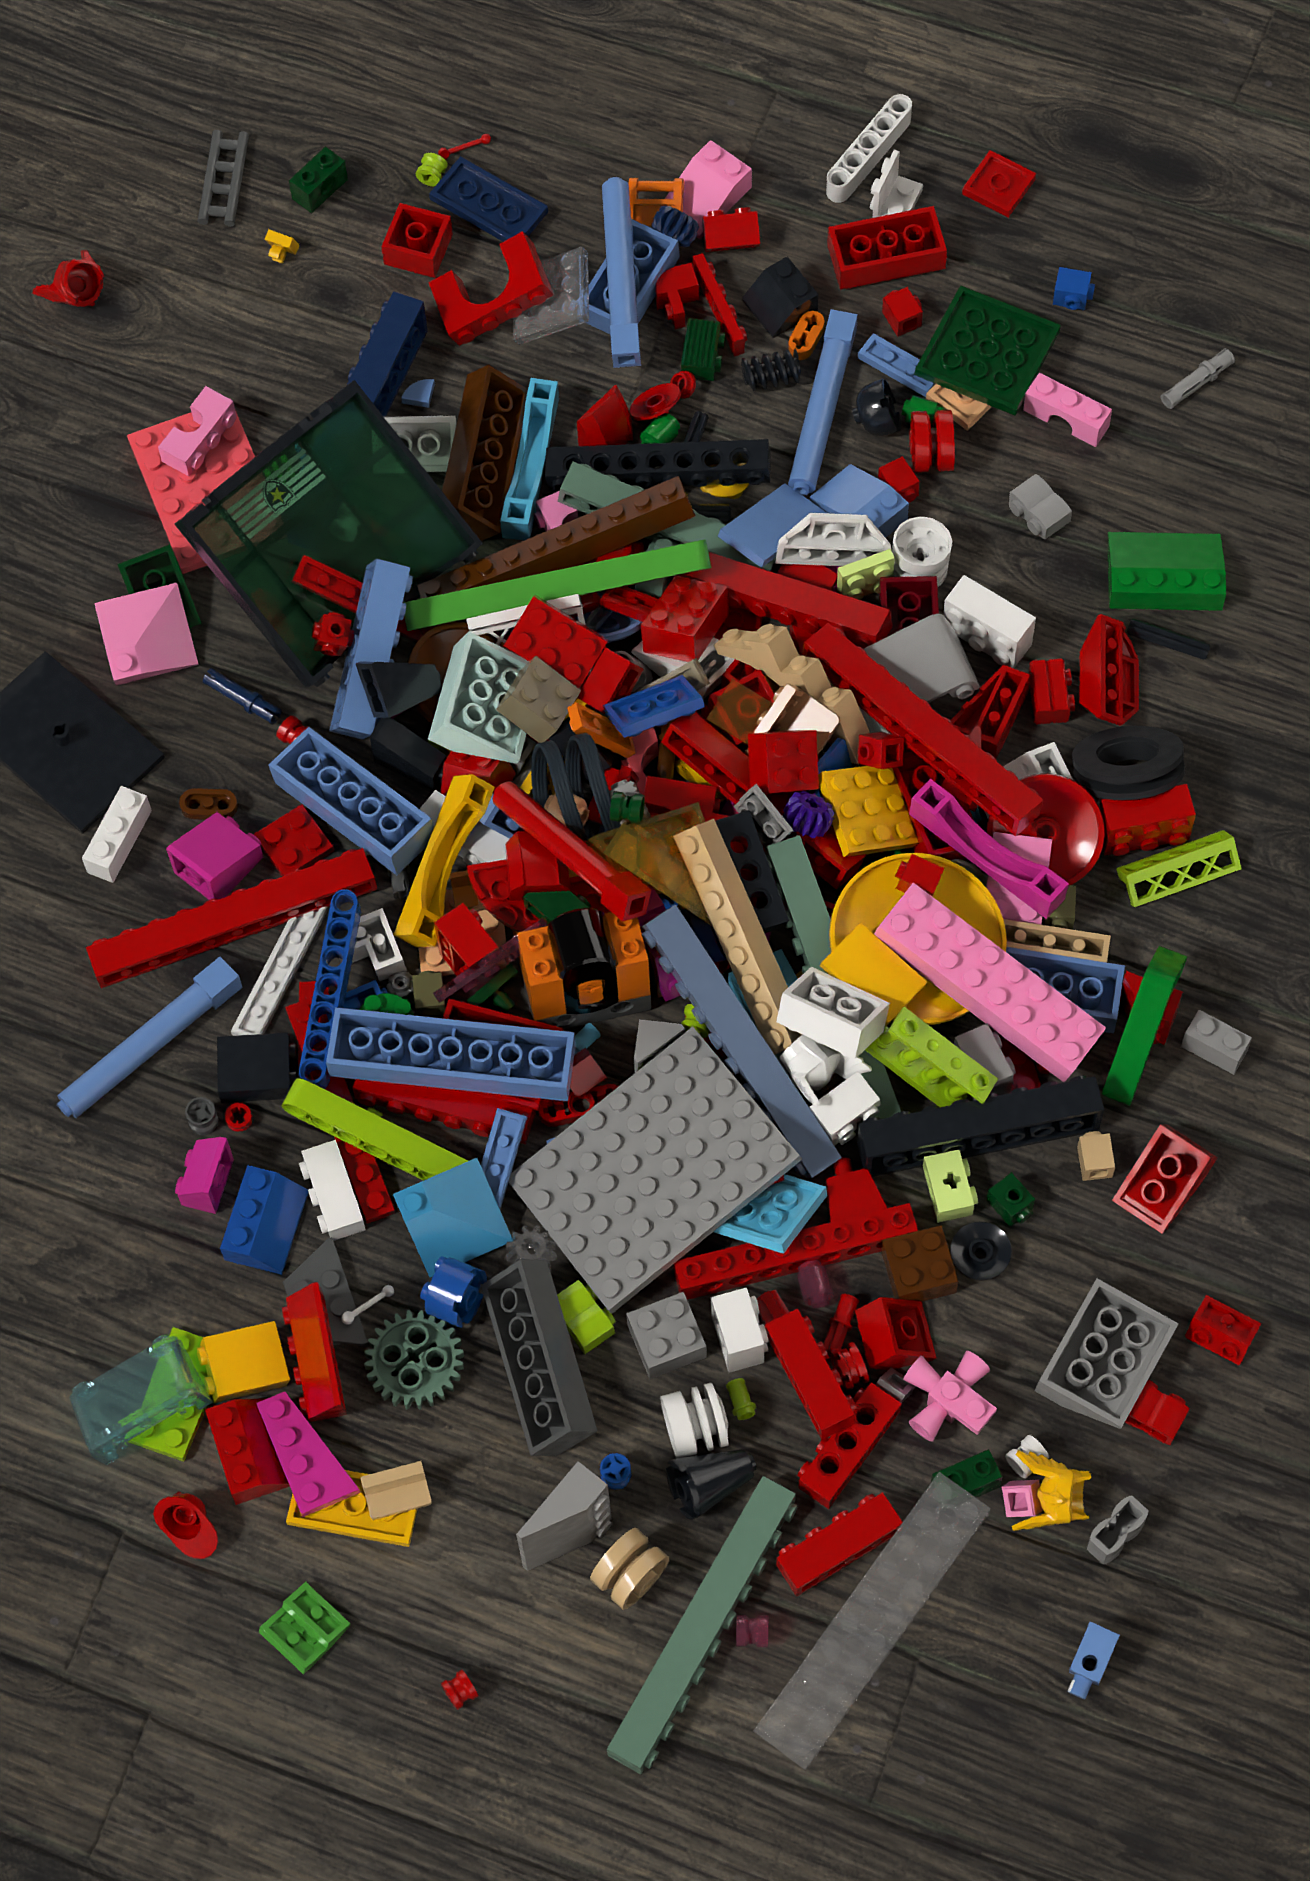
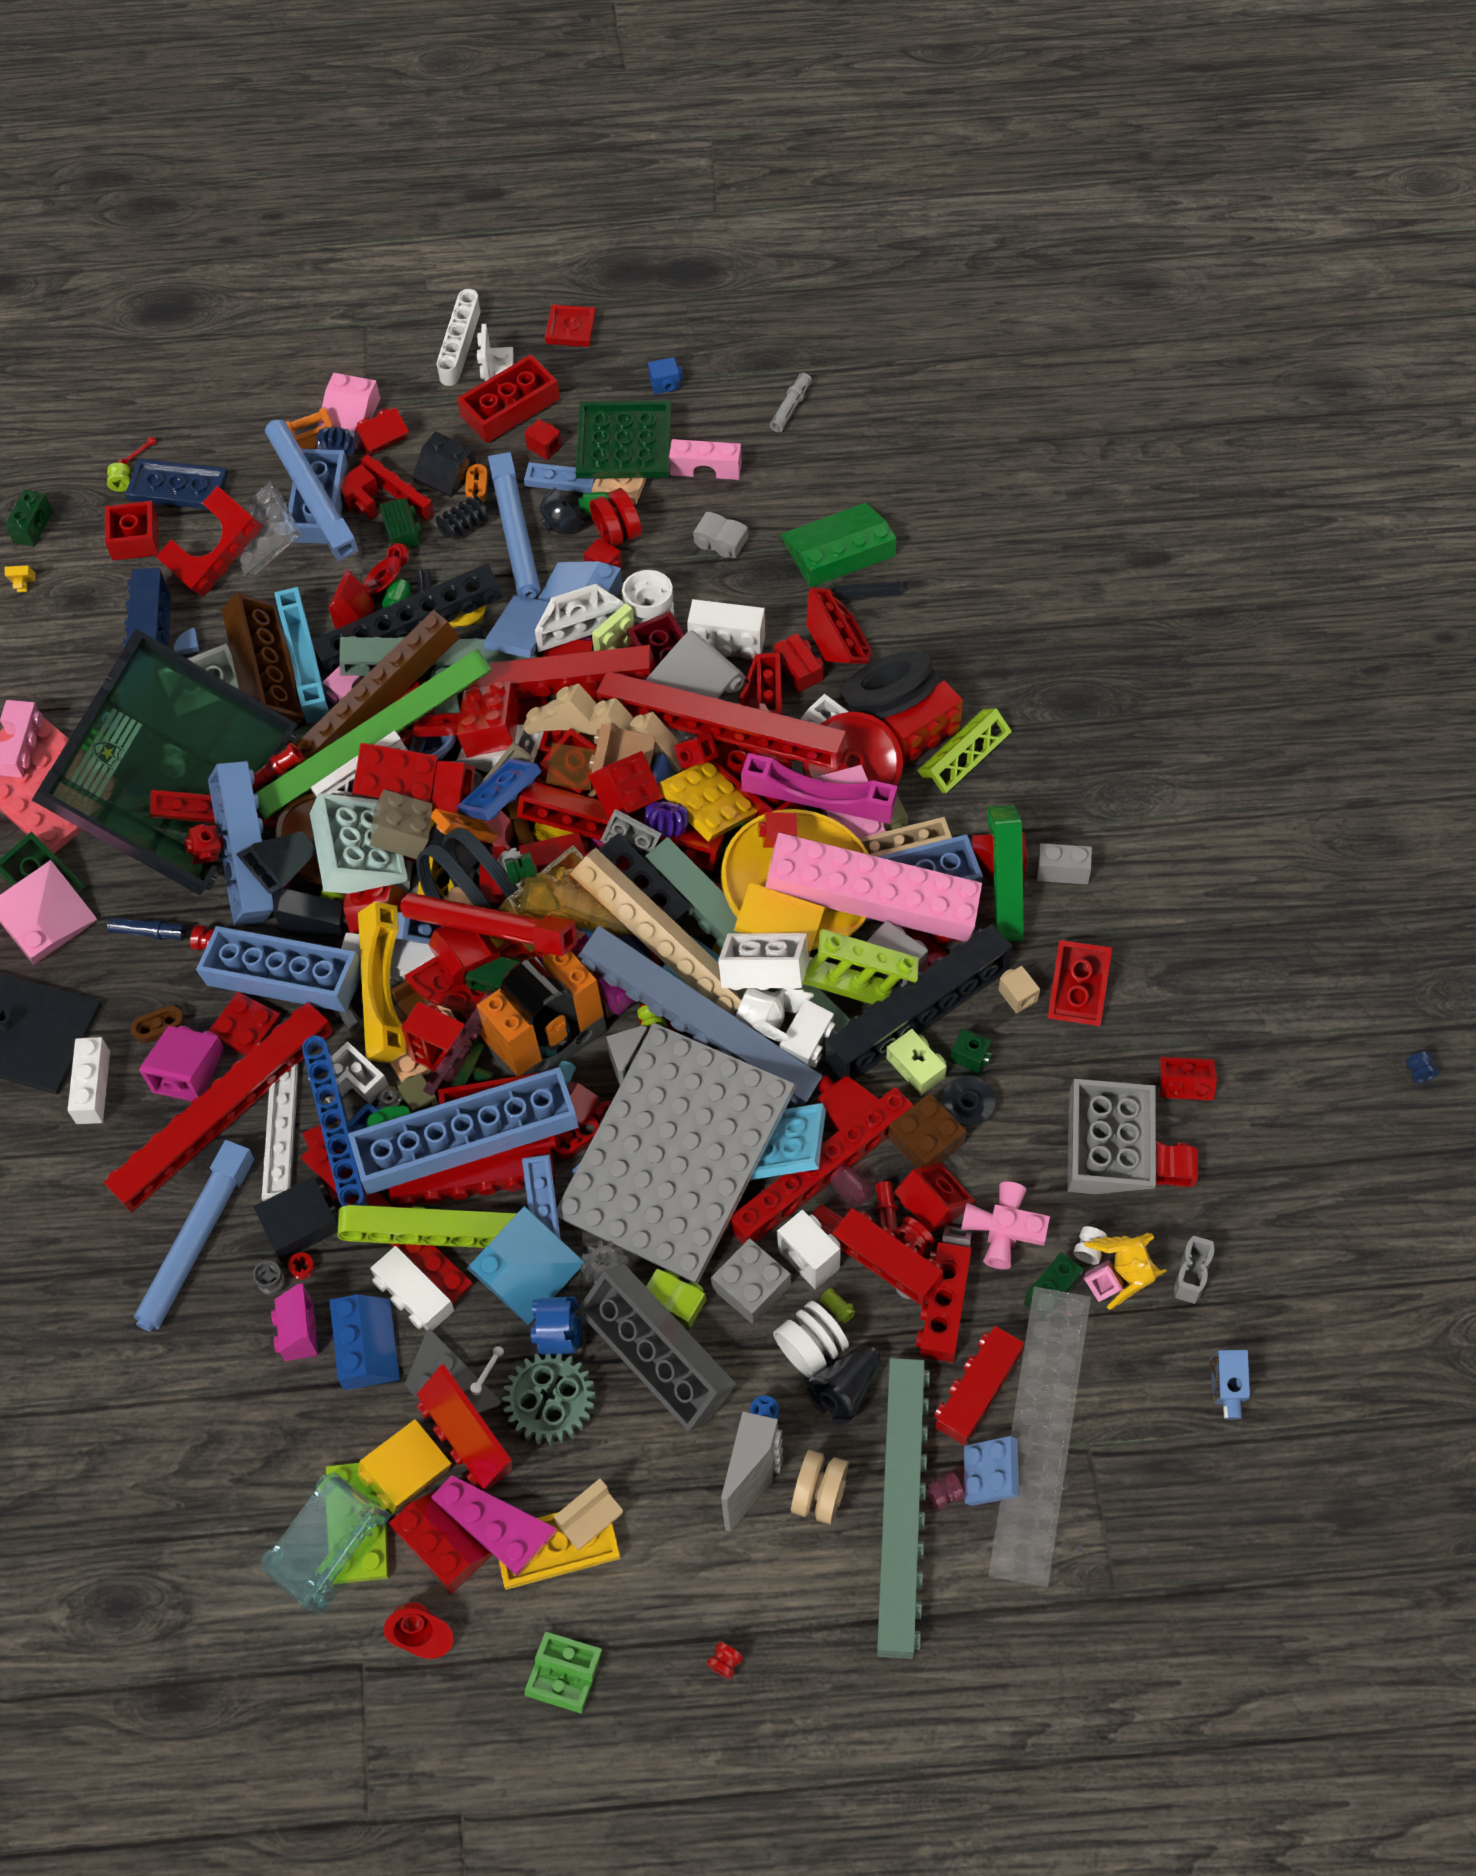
camera: 25 degrees left, 5 degrees down
(443, 579) = (277, 765): none -> red pin
(806, 1632) = (991, 1471): none -> medium blue plate

